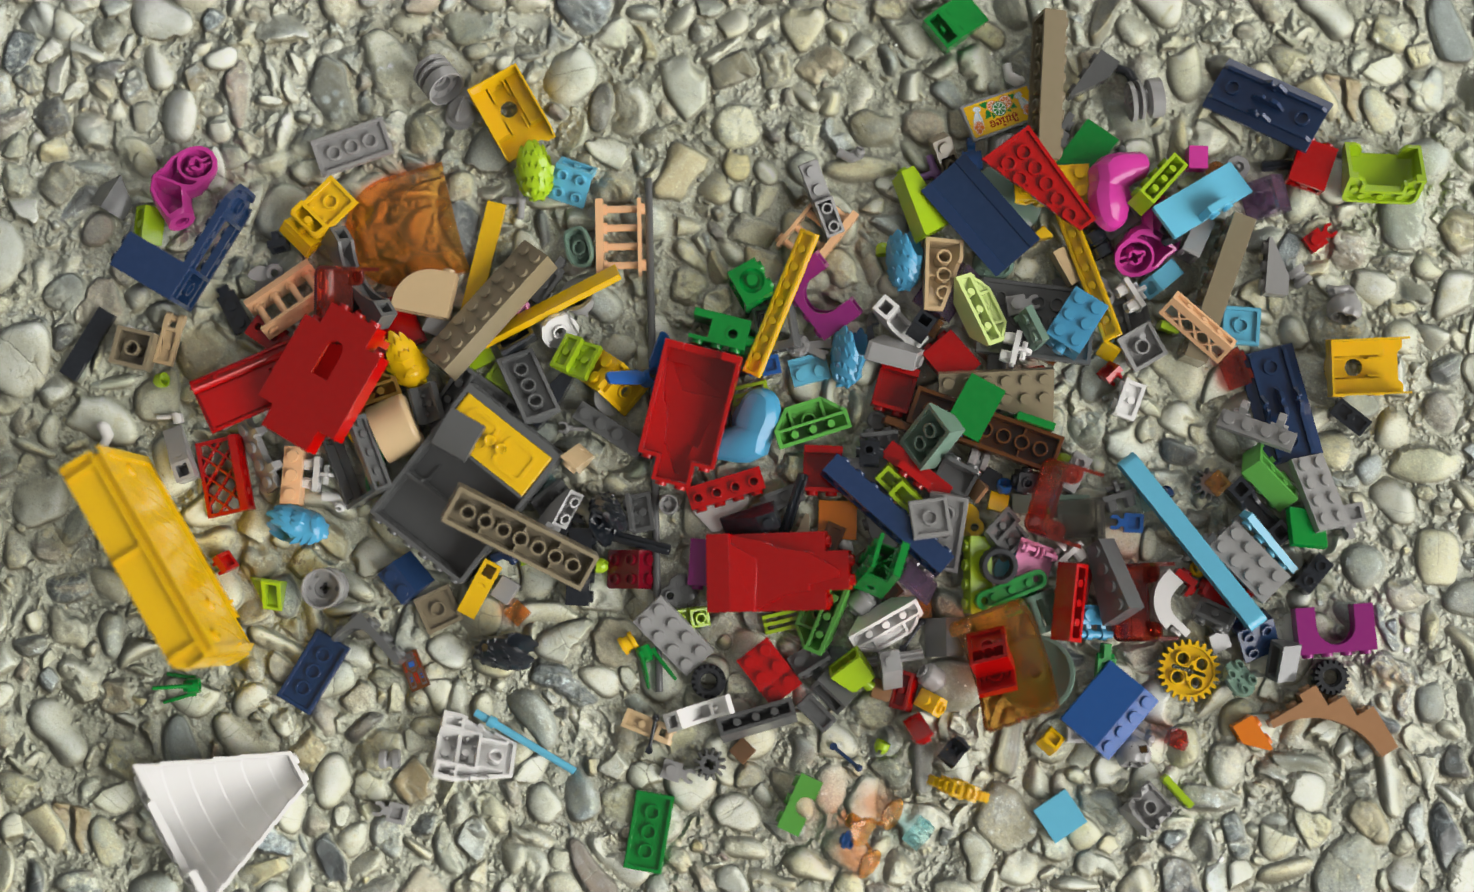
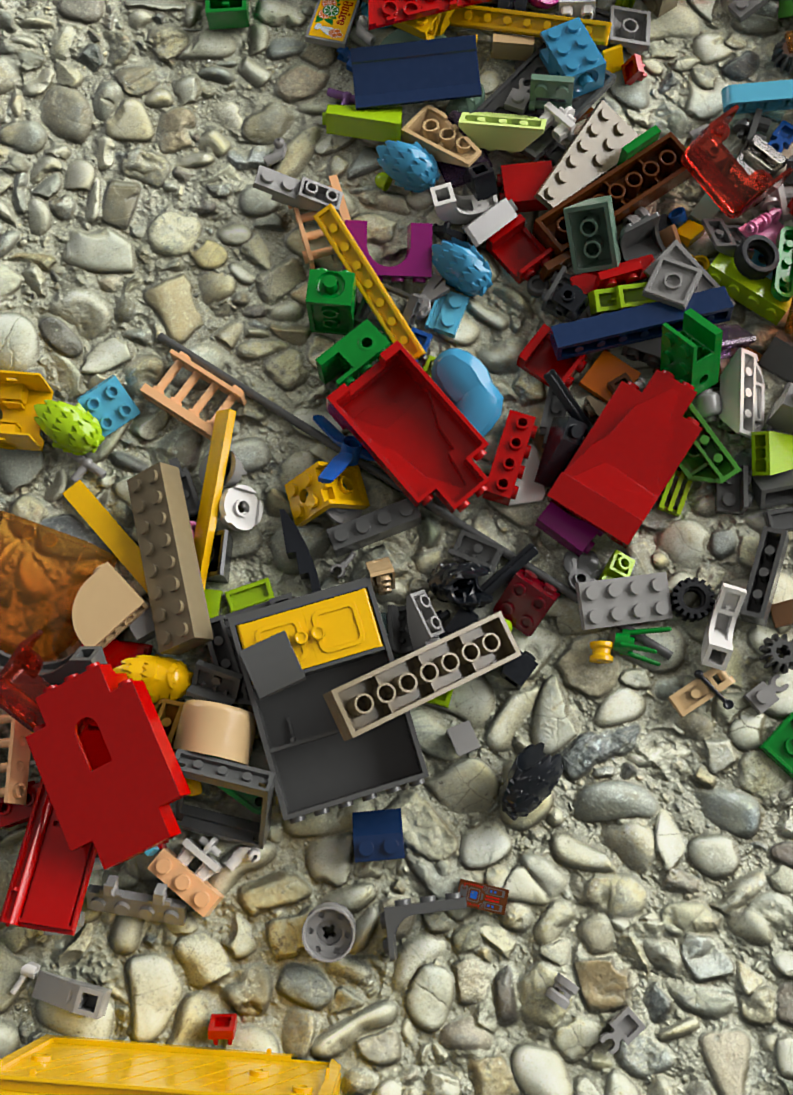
camera: 55 degrees left, 10 degrees down
(239, 469) = (134, 938): red fence -> none
(270, 592) = (290, 999): lime slope -> none
(297, 524) = (239, 915): dark azure head -> none
(313, 671) = (409, 1012): dark blue tile -> none
(438, 609) = (434, 825): dark tan tile -> none
(470, 751) = (612, 895): white wedge -> none
(479, 588) = (443, 763): yellow slope -> none
(492, 722) = (593, 849): medium azure bar -> none
(499, 555) = (426, 714): dark blue arm -> none
(517, 613) = (494, 744): clear orange tile -> none
(528, 386) = (274, 572): dark grey slope -> none
(576, 357) = (278, 507): lime slope -> none
(579, 247) = (174, 436): sand green piece -> none
(668, 504) = (485, 516): light grey wheel -> none
(769, 671) = (722, 532): red bracket -> none
(810, 421) = (501, 334): bright green wedge -> none
(921, 621) = (773, 398): black hinge -> none
(942, 150) = (334, 75): dark tan slope -> none
(977, 405) = (590, 176): green tile -> none
(1024, 480) = (684, 195): black brick -> none
(1128, 399) = (668, 70): white bracket -> none

